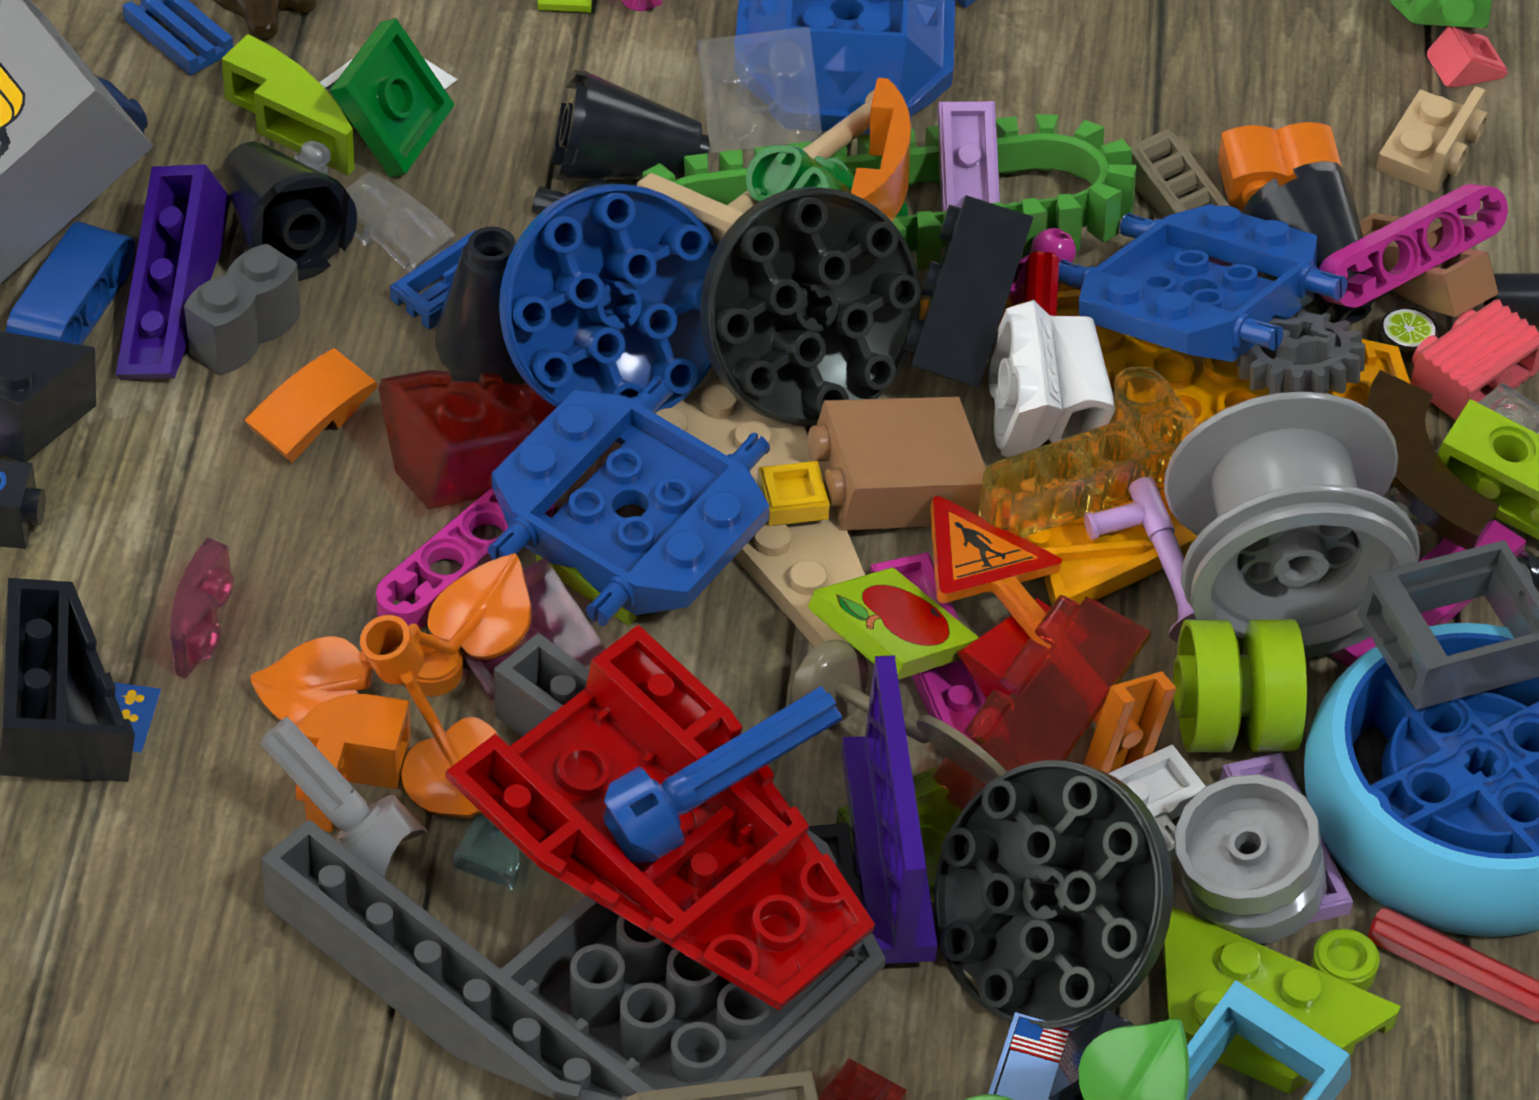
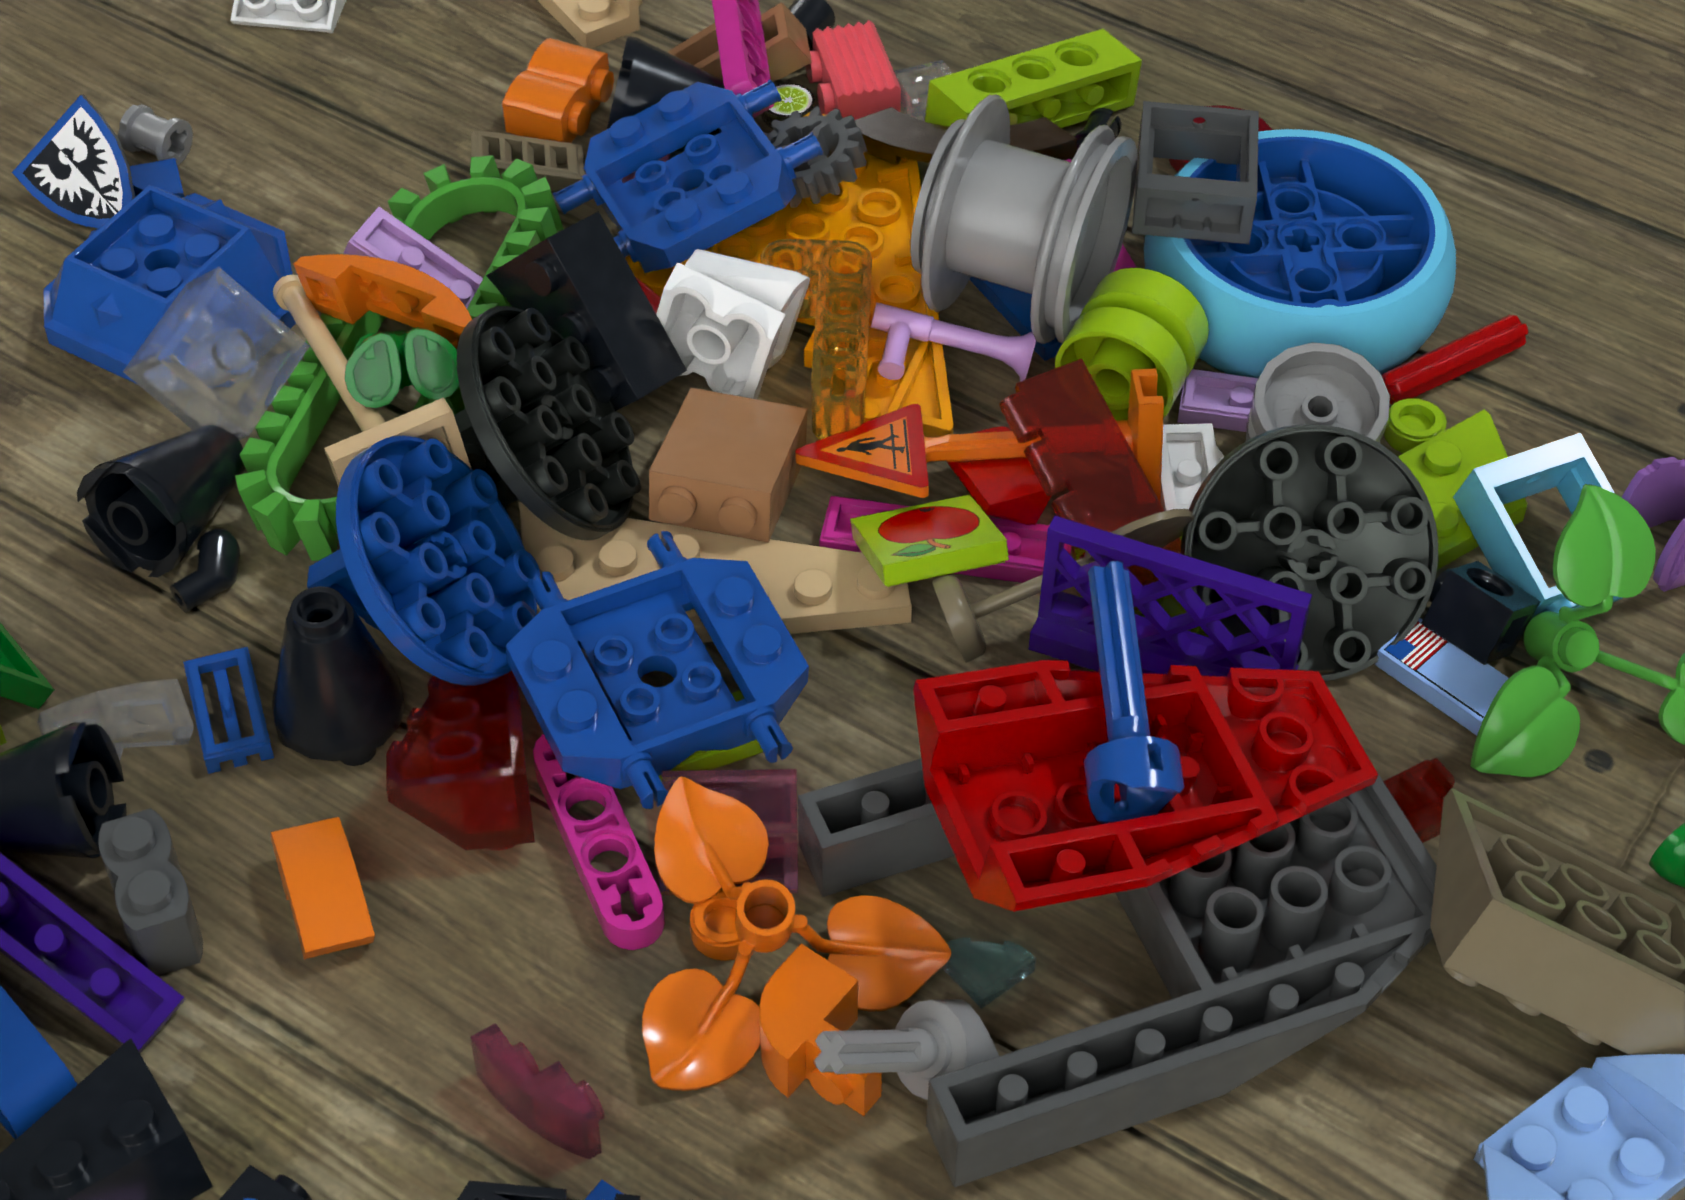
camera: 60 degrees left, 0 degrees up
(794, 493) = (719, 540): yellow tile -> none

